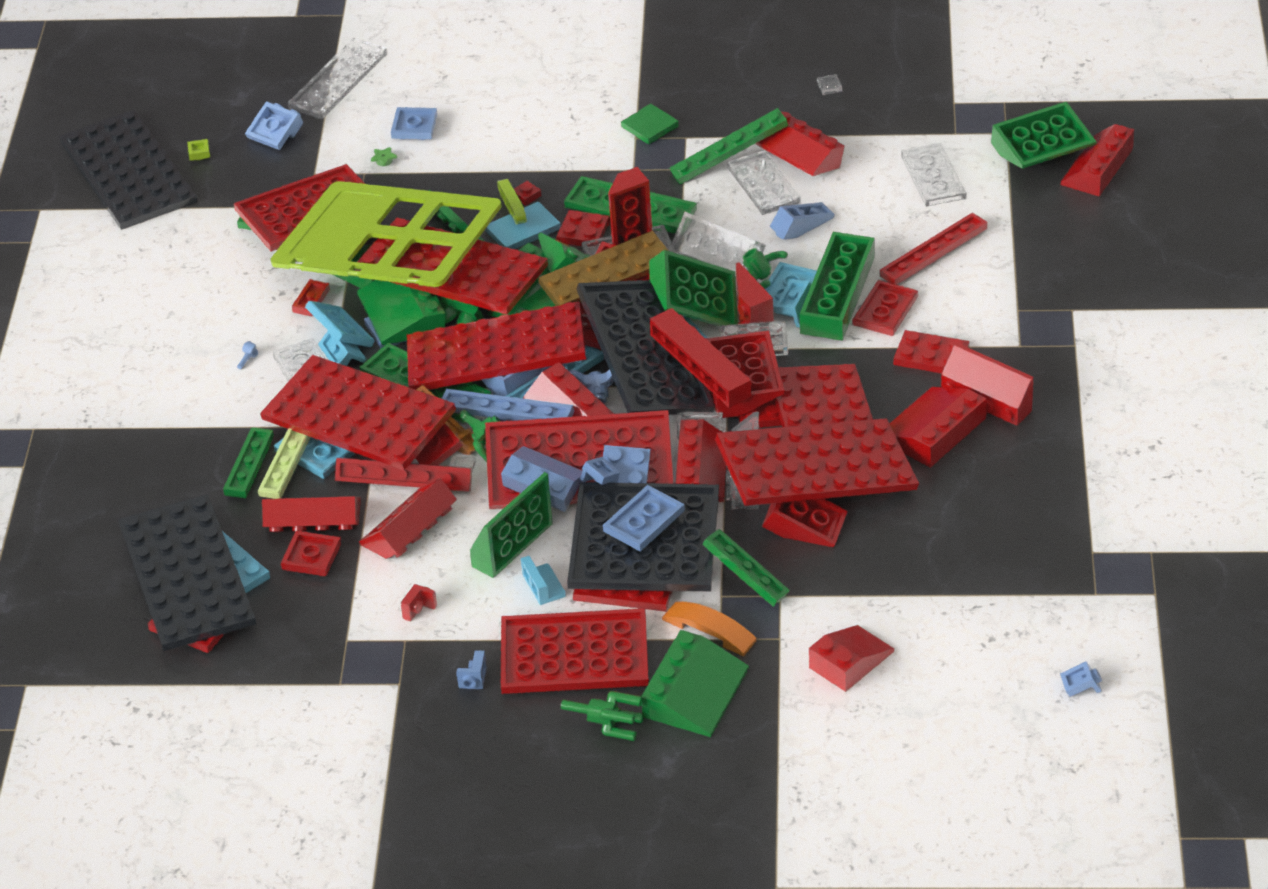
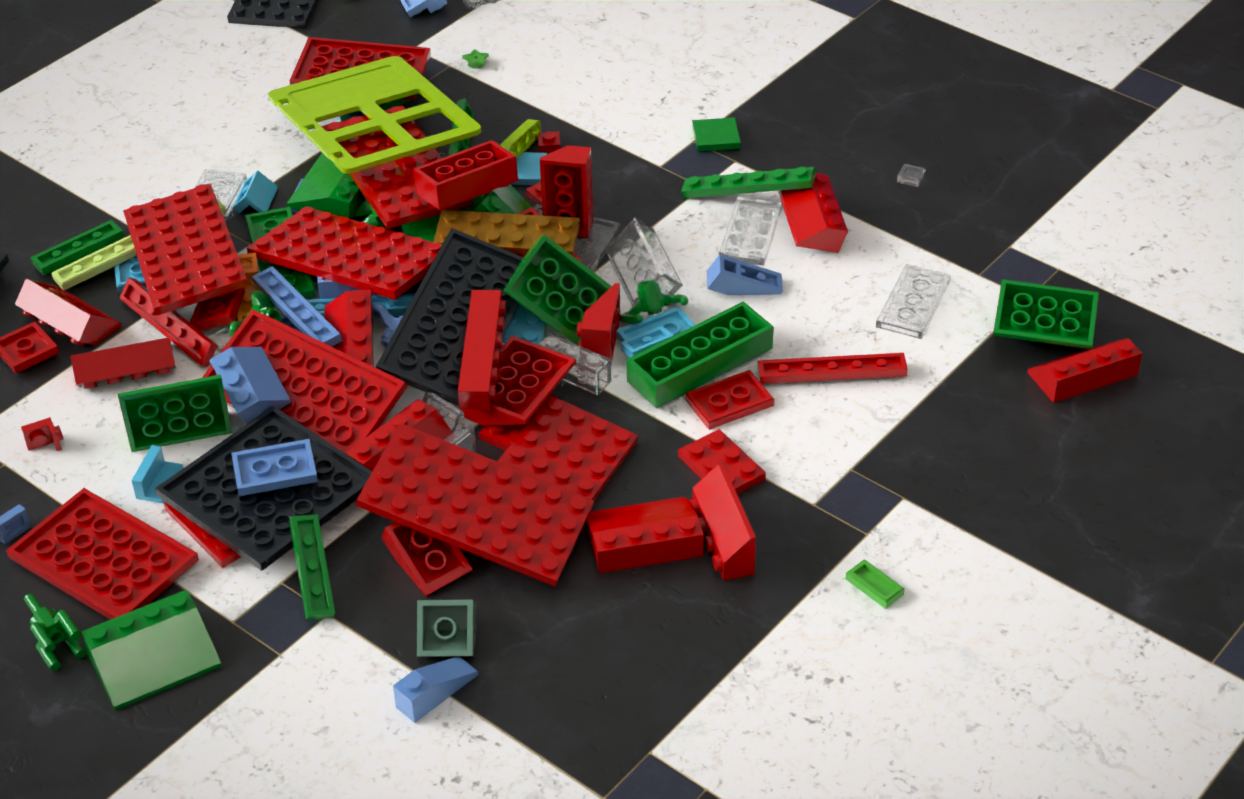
camera: 35 degrees right, 0 degrees up
(250, 351) = (191, 161): medium blue hand -> none
(312, 291) = (283, 141): red plate -> none
(339, 323) = (271, 172): medium azure tile -> none
(413, 123) = (529, 43): medium blue plate -> none
(539, 239) = (465, 175): none -> red brick
(592, 197) = (621, 196): green plate -> none
(600, 471) = (289, 404): medium blue bracket -> none
(630, 462) = (325, 413): medium blue plate -> none
(710, 621) = (234, 607): orange slope -> none
(847, 655) = (309, 708): red slope -> none
(880, 553) = (446, 627): none -> sand green slope
(913, 596) = (430, 686): none -> medium blue slope
(1116, 372) = (875, 583): none -> bright green tile

